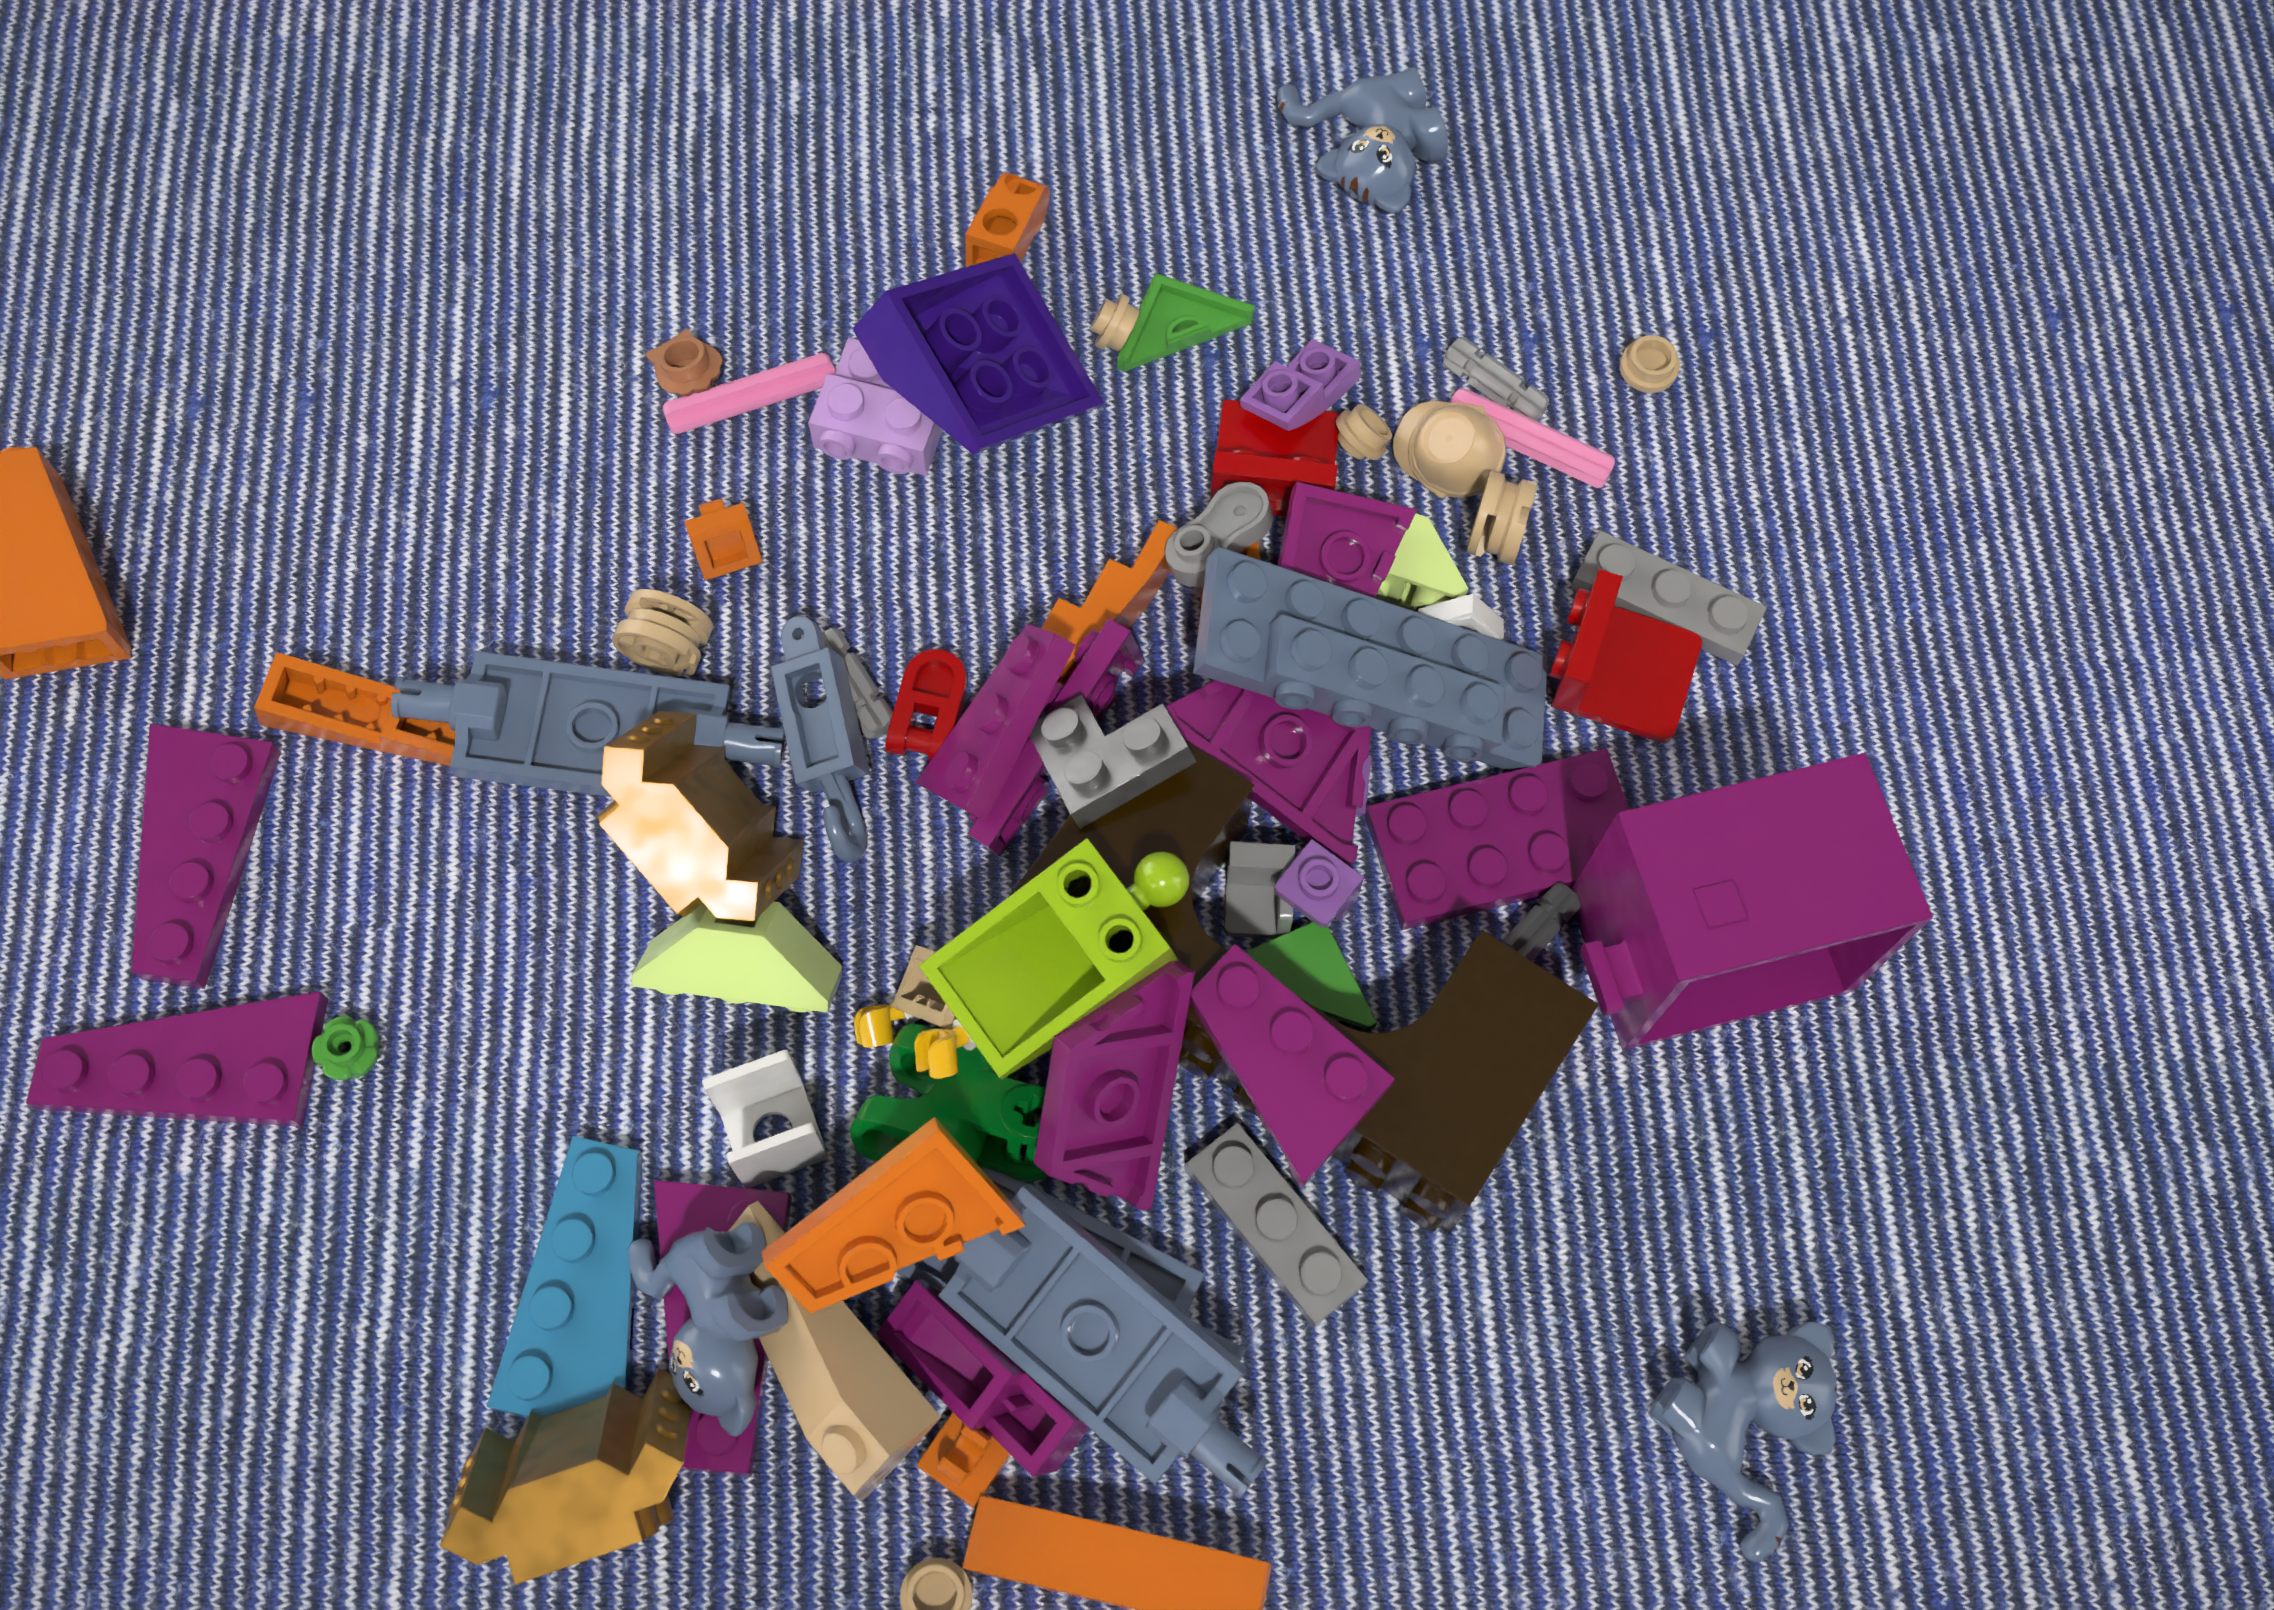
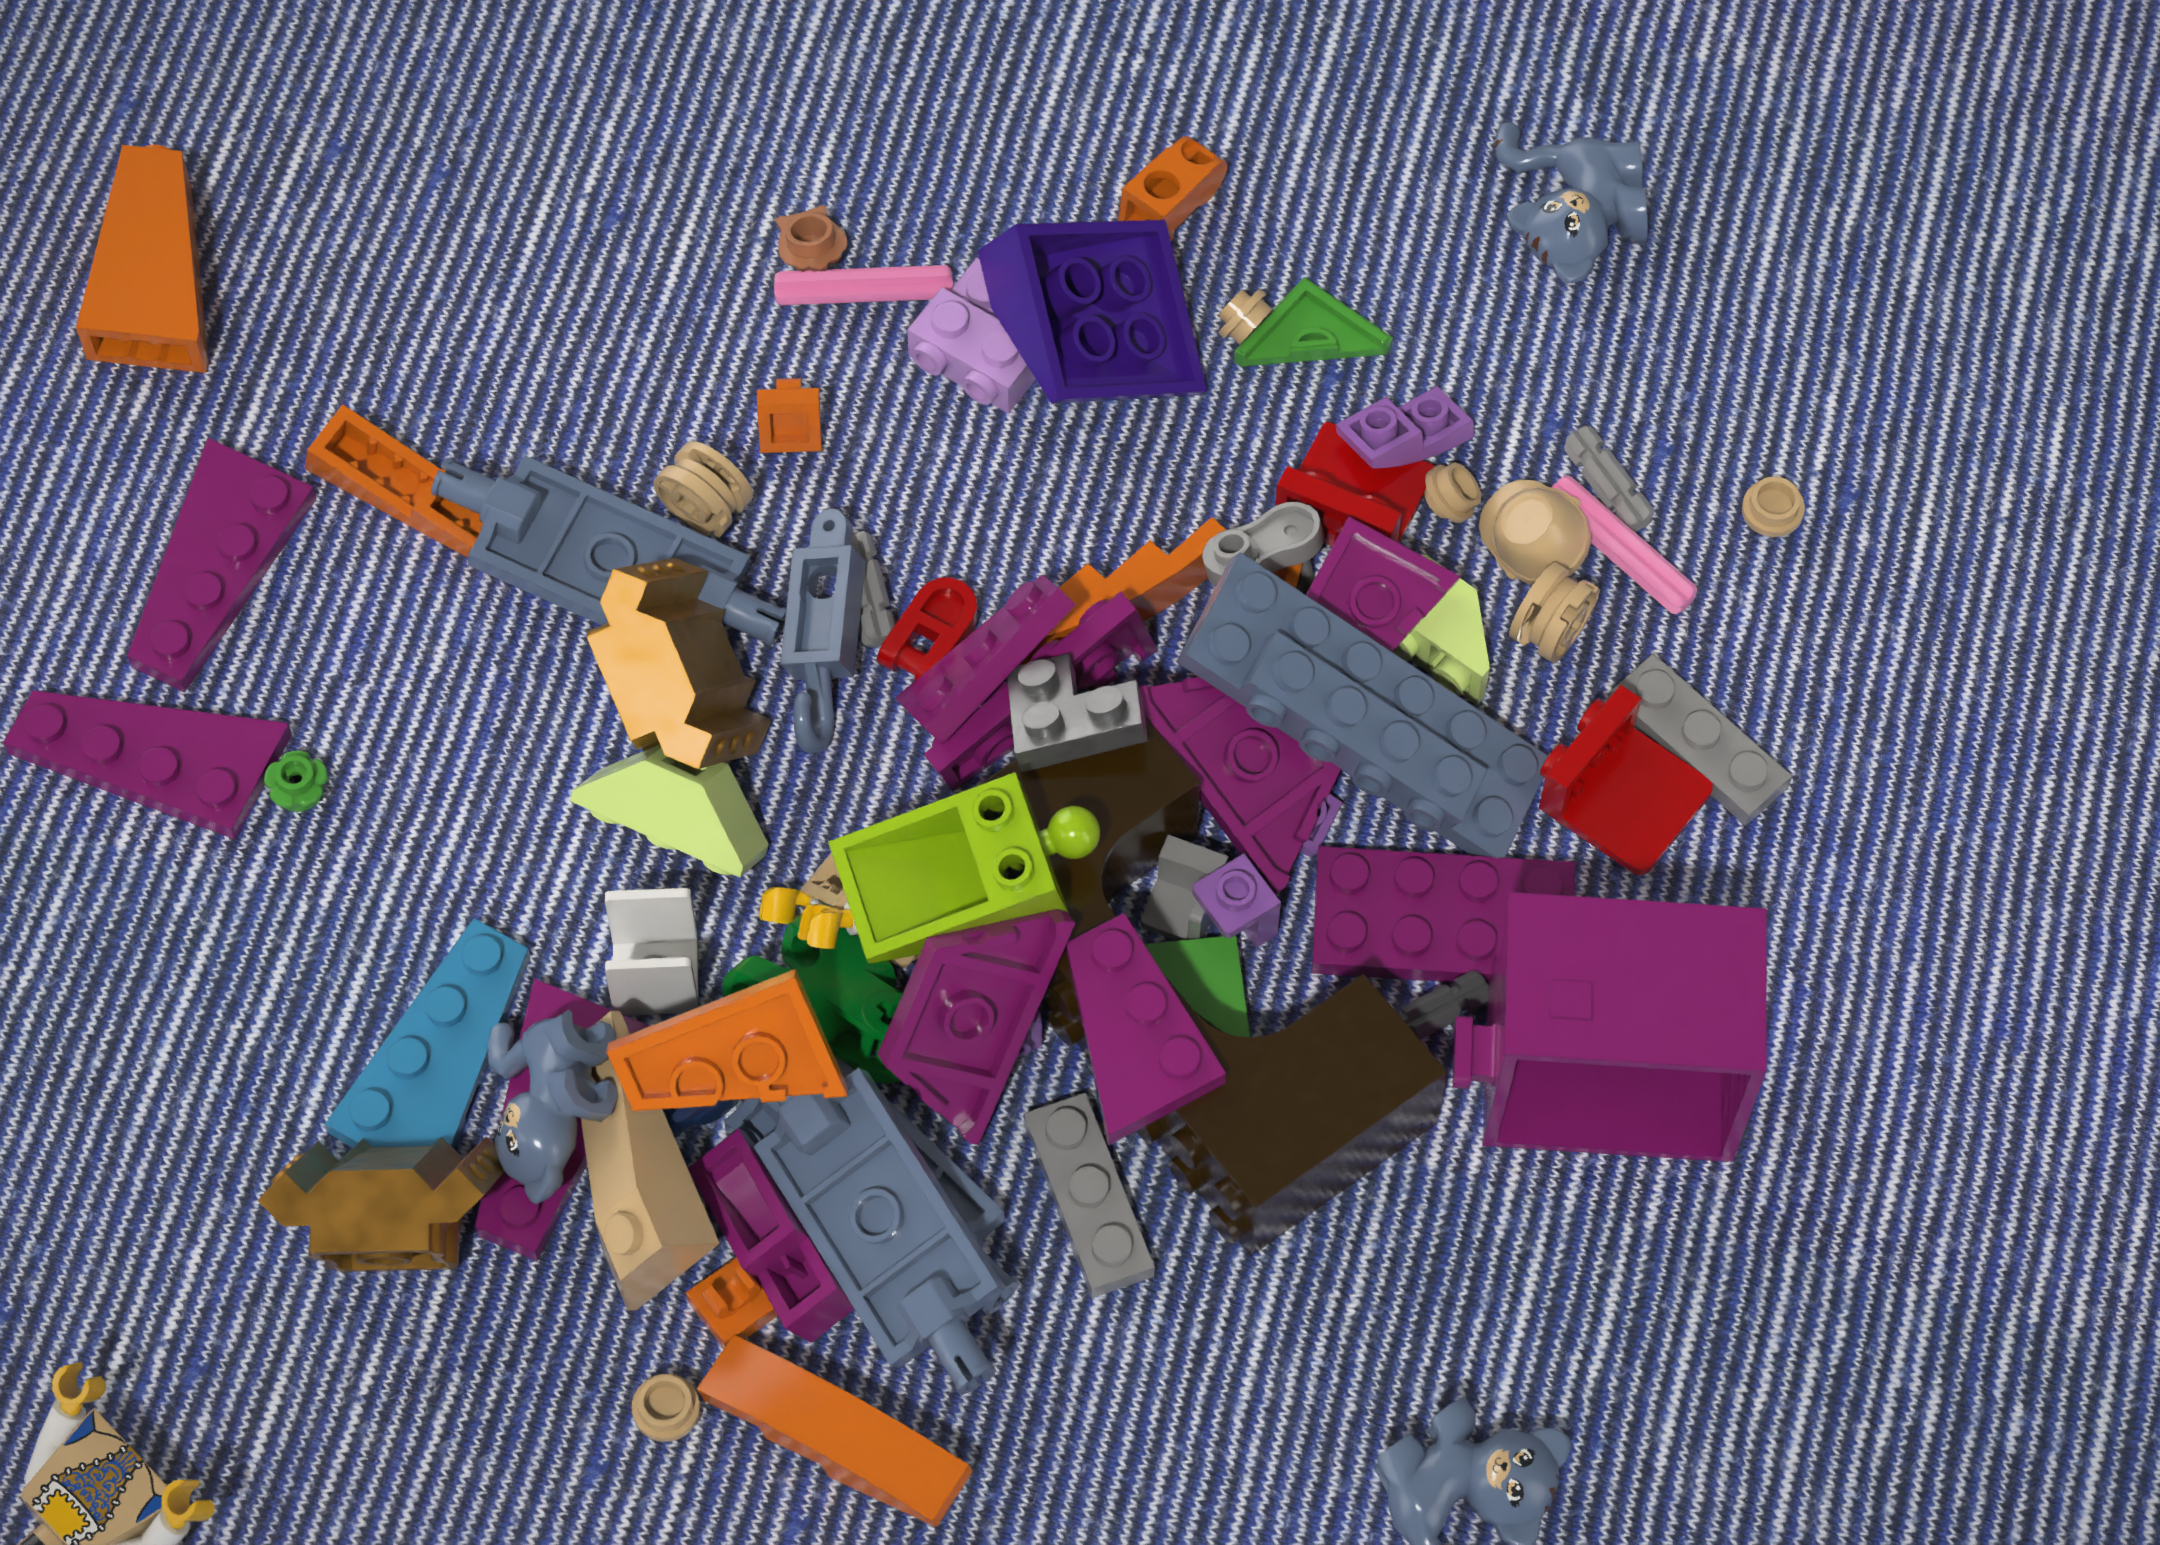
camera: 20 degrees right, 5 degrees down
(1468, 613) = (1481, 693): white tile -> none

